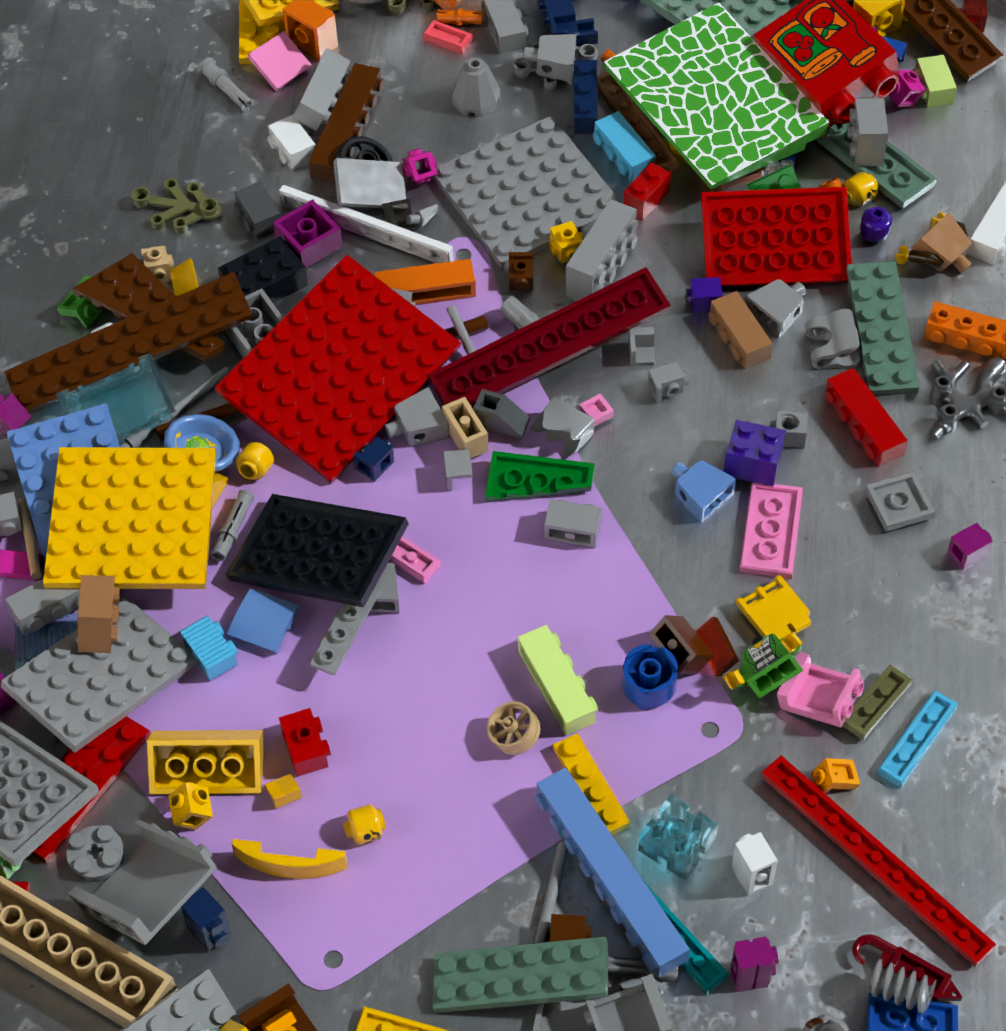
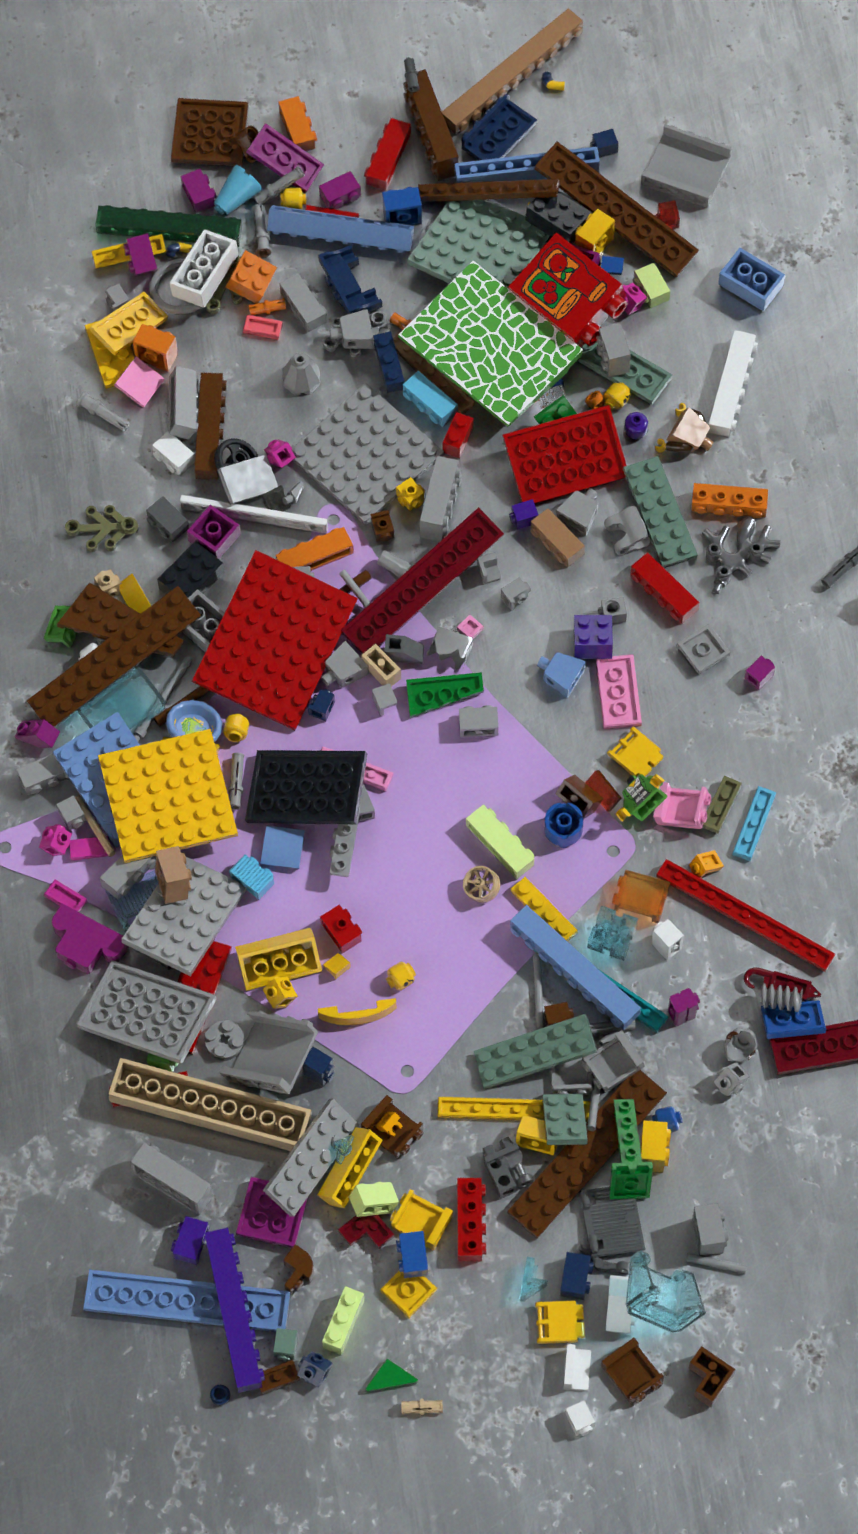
camera: 15 degrees left, 10 degrees up
(733, 795) = (641, 895): none -> clear orange panel

